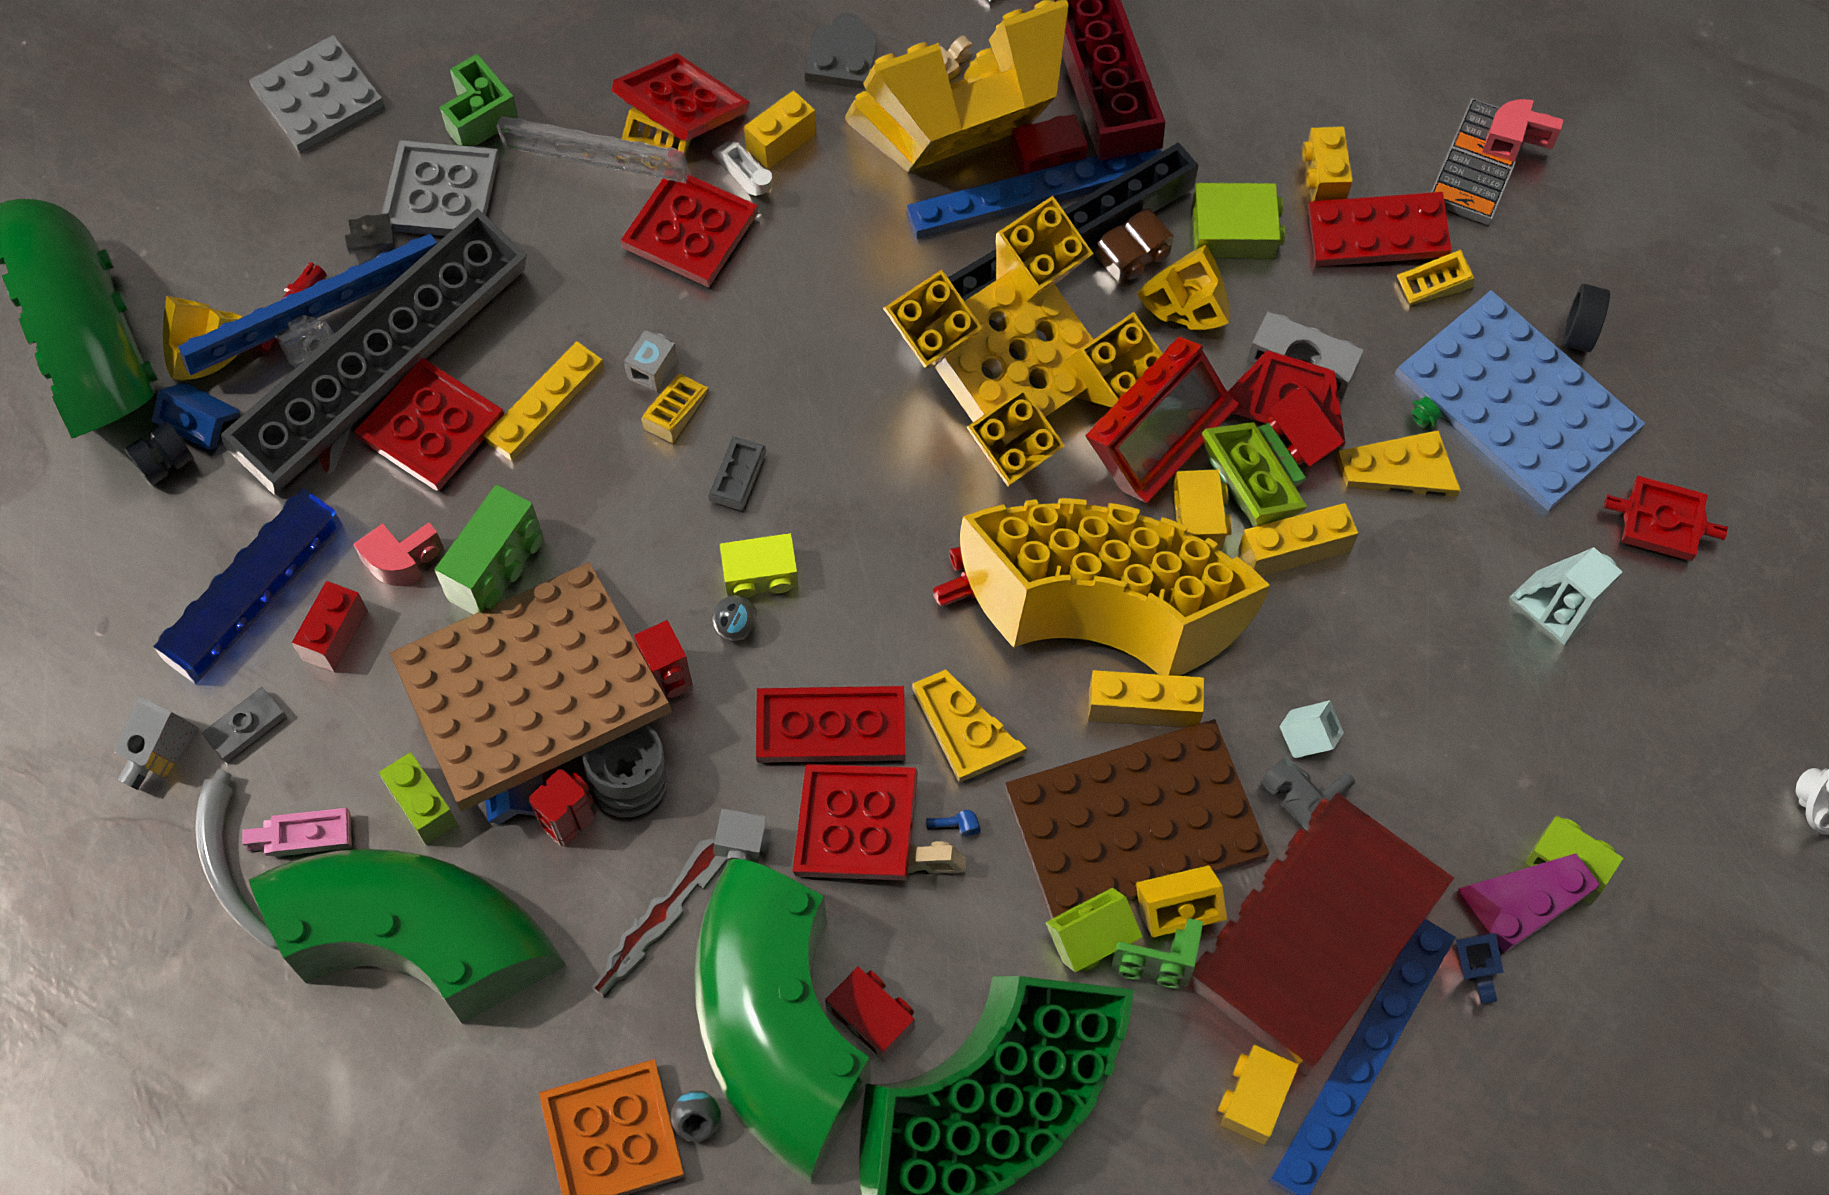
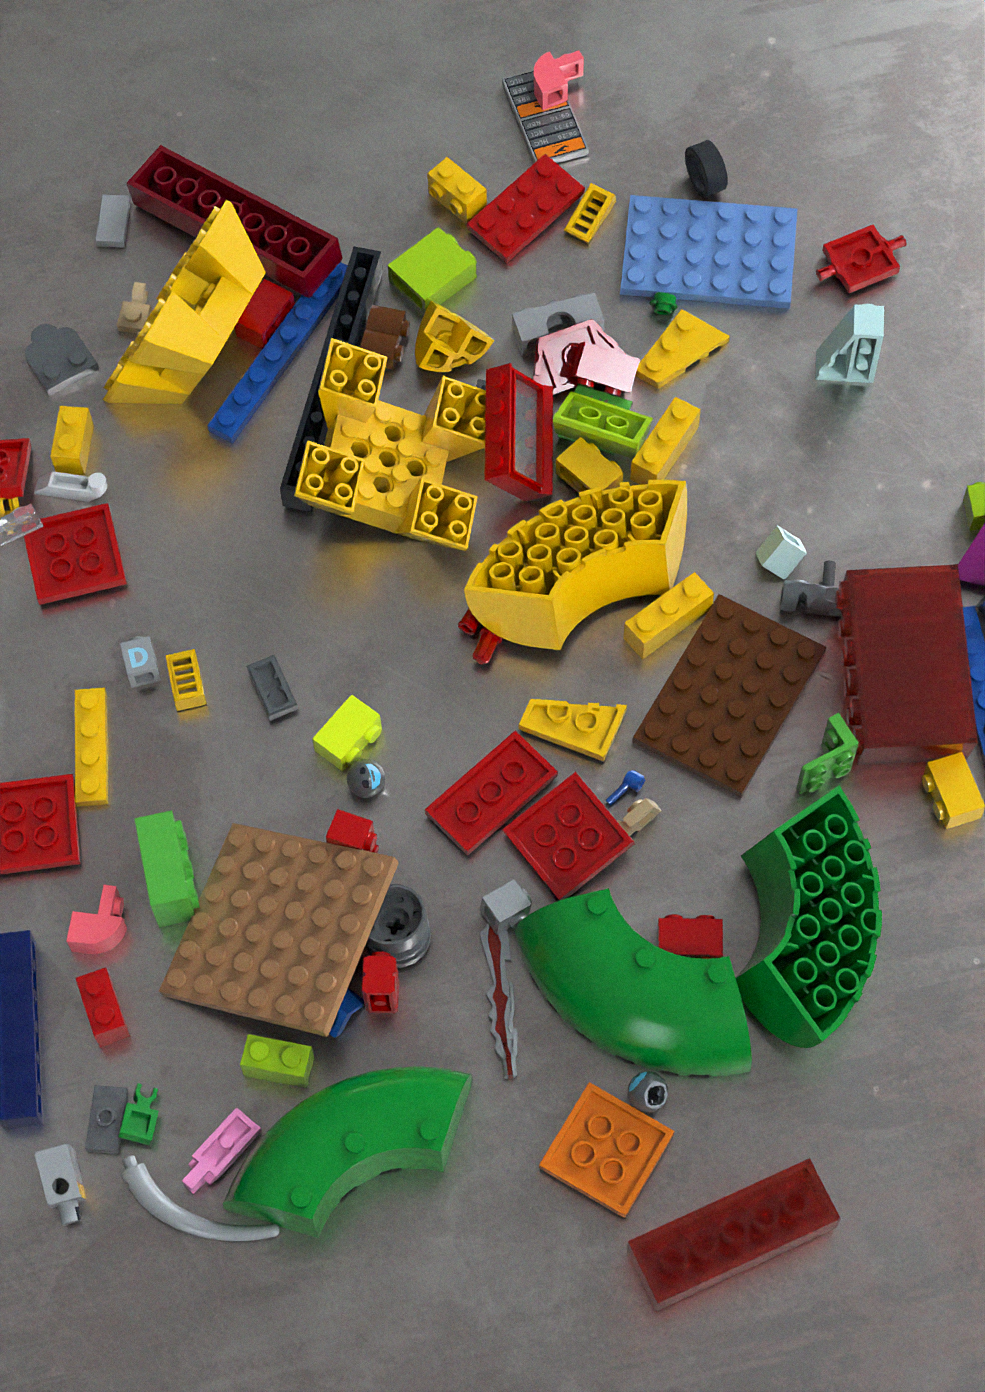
camera: 40 degrees left, 0 degrees up
(265, 748) = (138, 1118): none -> green plate
(1093, 930) = (772, 777): lime brick -> none
(1174, 898) = (805, 716): yellow brick -> none

